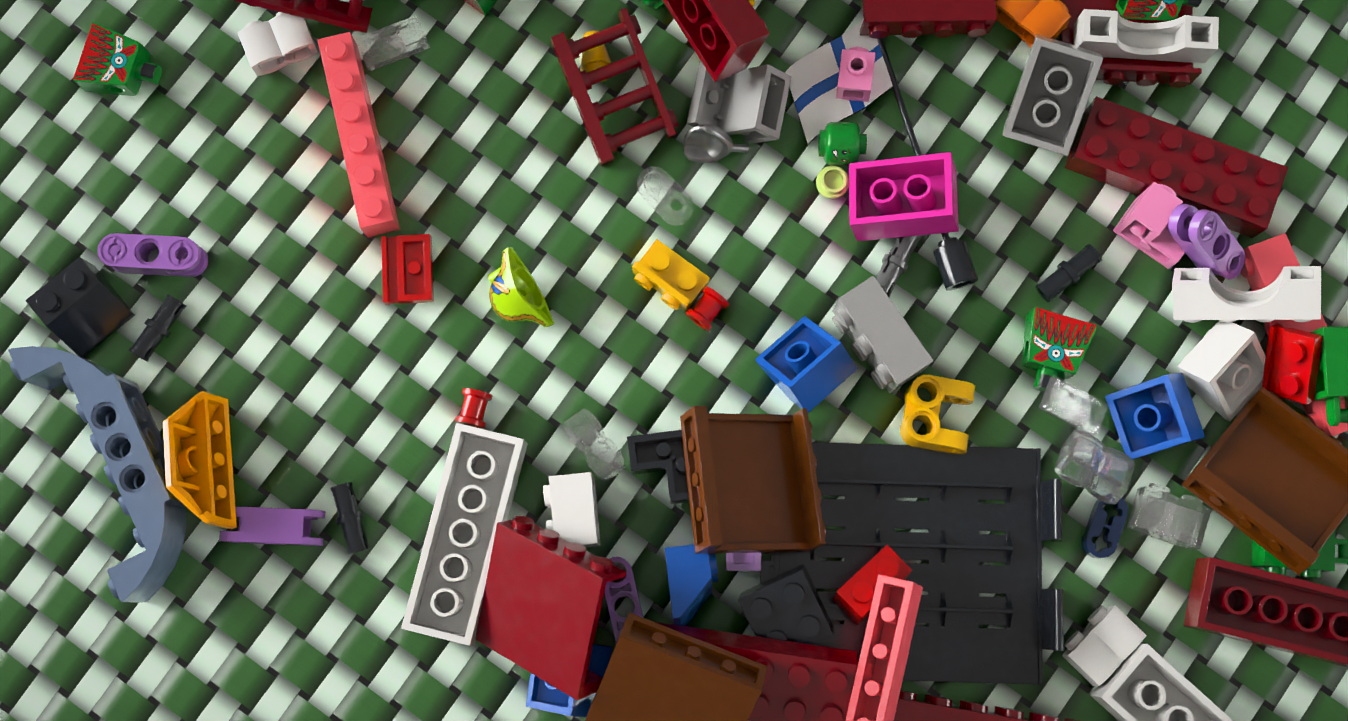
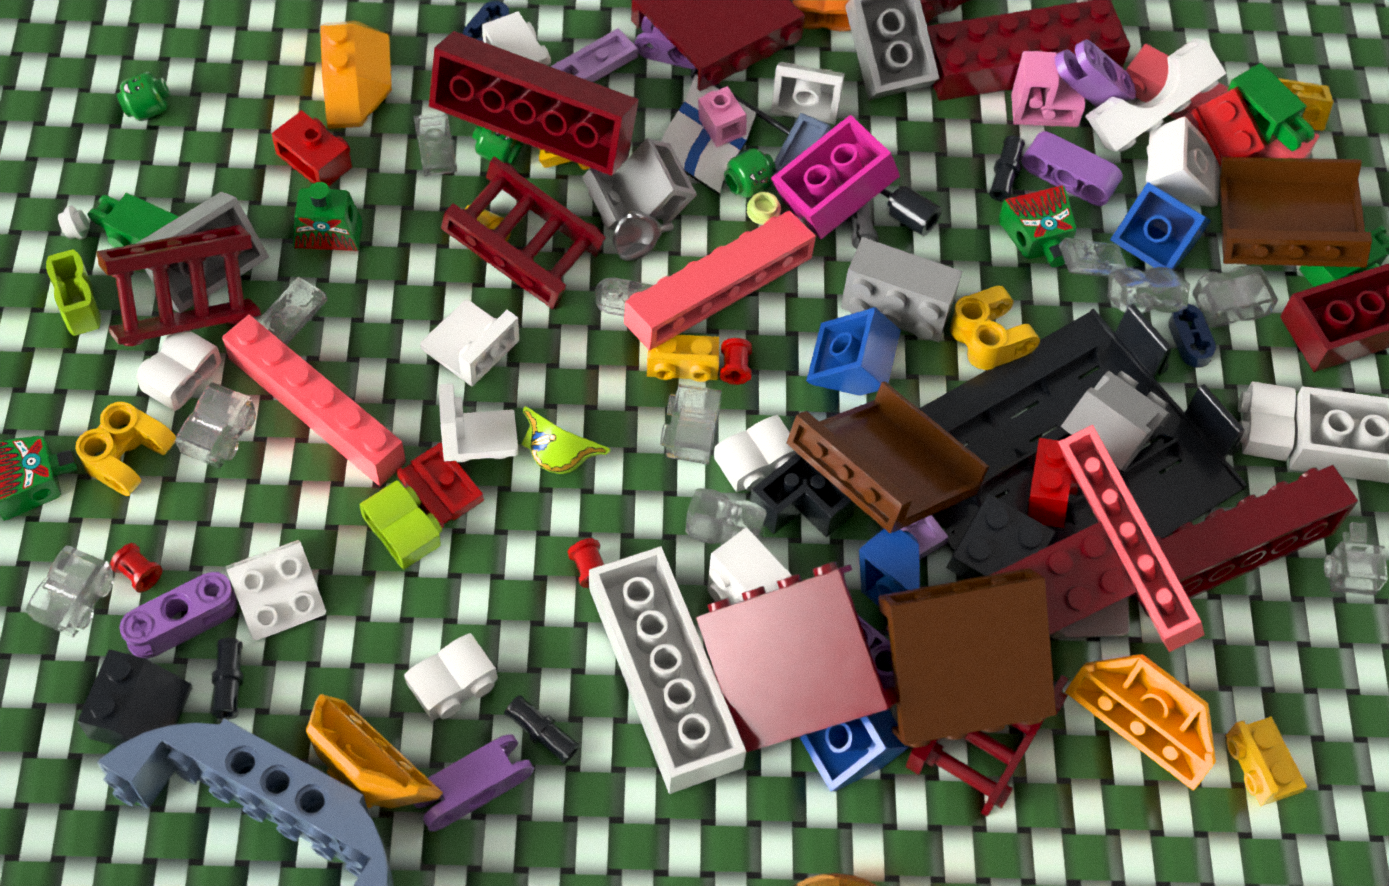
camera: 40 degrees left, 20 degrees down
(90, 185) = (70, 591): none -> clear brick
(147, 195) = (136, 567): none -> red bush
(193, 79) = (114, 442): none -> yellow piece
(233, 275) = (276, 590): none -> white bracket
(275, 110) = (215, 425): none -> clear brick
(311, 433) = (451, 677): none -> white brick
(356, 284) = (401, 524): none -> lime brick
(457, 241) = (475, 433): none -> white bracket
(512, 156) = (471, 341): none -> white bracket
(633, 341) = (692, 423): none -> clear brick
(662, 400) = (754, 453): none -> white brick
(743, 228) = (718, 279): none -> coral brick
(907, 141) = (803, 135): none -> sand blue tile
(949, 92) = (807, 92): none -> white slope
(968, 568) = (1119, 415): none -> light grey piece
(1124, 309) = (1073, 167): none -> medium lavender beam

